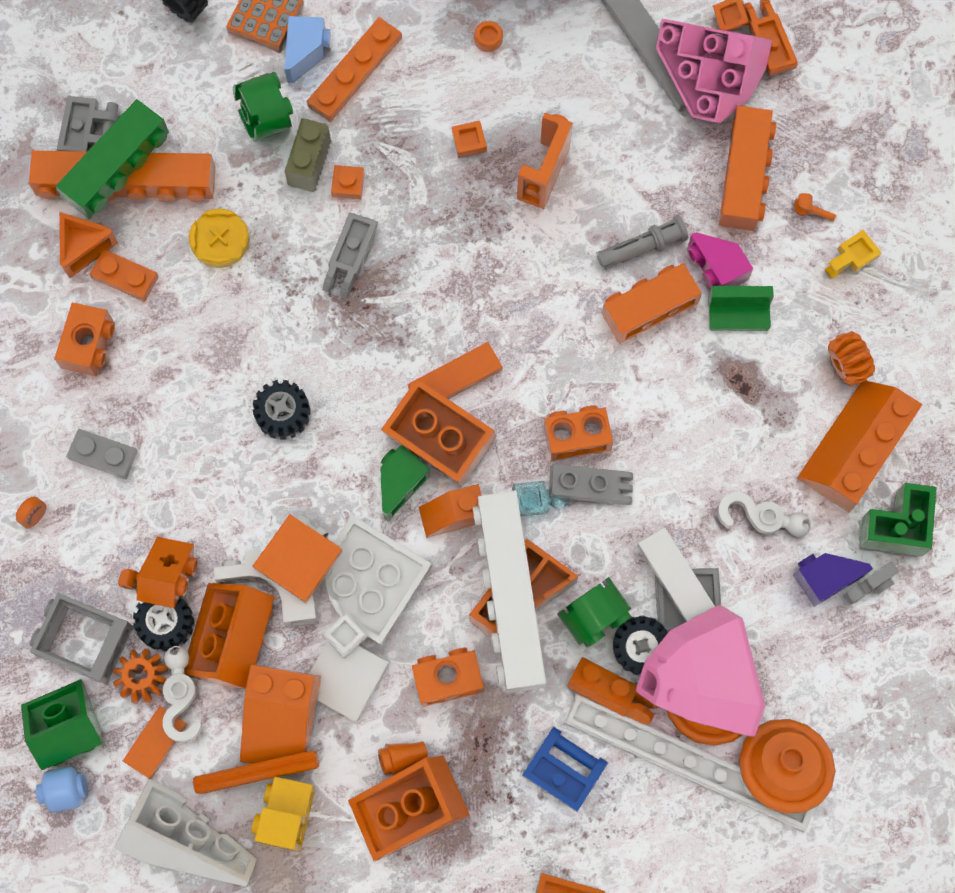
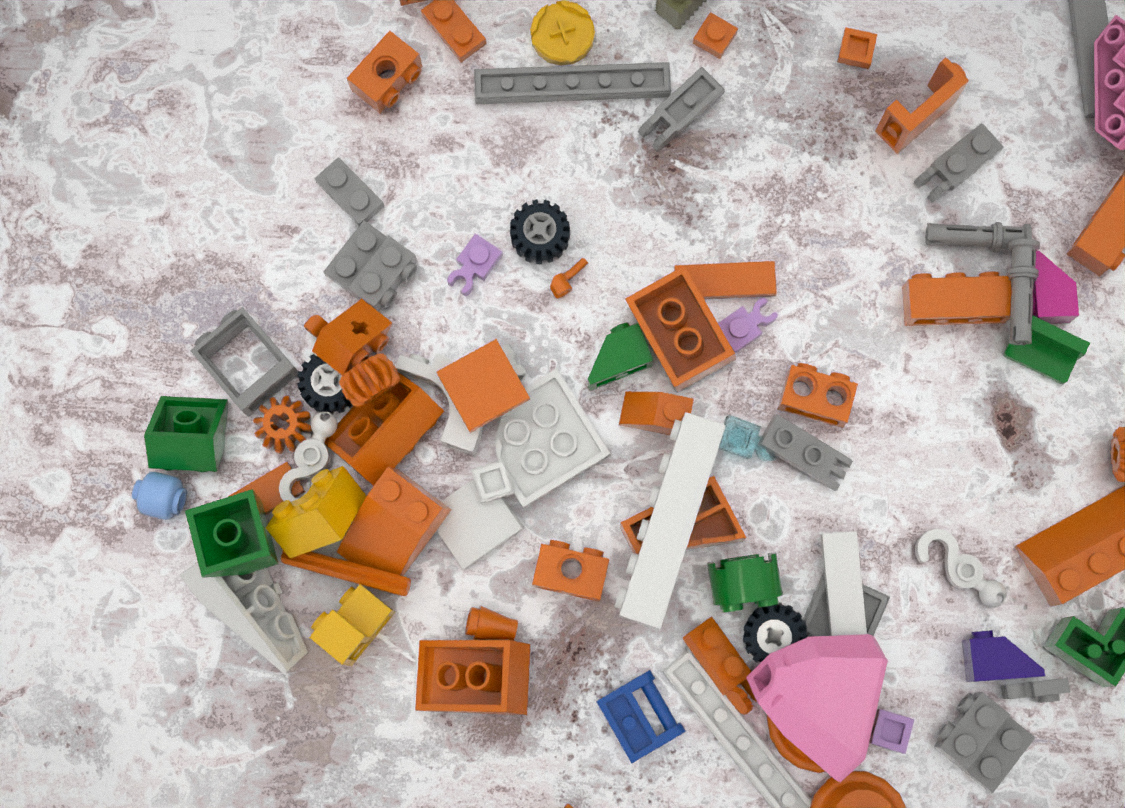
camera: 30 degrees right, 5 degrees up
(30, 512) = (255, 216): orange tile -> none
(144, 790) = (231, 536): none -> green slope
(152, 506) = (372, 266): none -> light grey plate
(198, 600) = (369, 380): none -> orange gear
(211, 736) = (319, 515): none -> yellow brick
(239, 458) = (476, 260): none -> lavender plate
(247, 275) = (572, 83): none -> light grey tile
(320, 445) = (560, 284): none -> orange hand
(489, 407) = (743, 328): none -> lavender plate
(598, 191) = (961, 161): none -> light grey hinge
(693, 258) = (1022, 276): none -> light grey pin
(775, 676) = (891, 731): none -> lavender plate
(851, 647) = (983, 740): none -> light grey plate

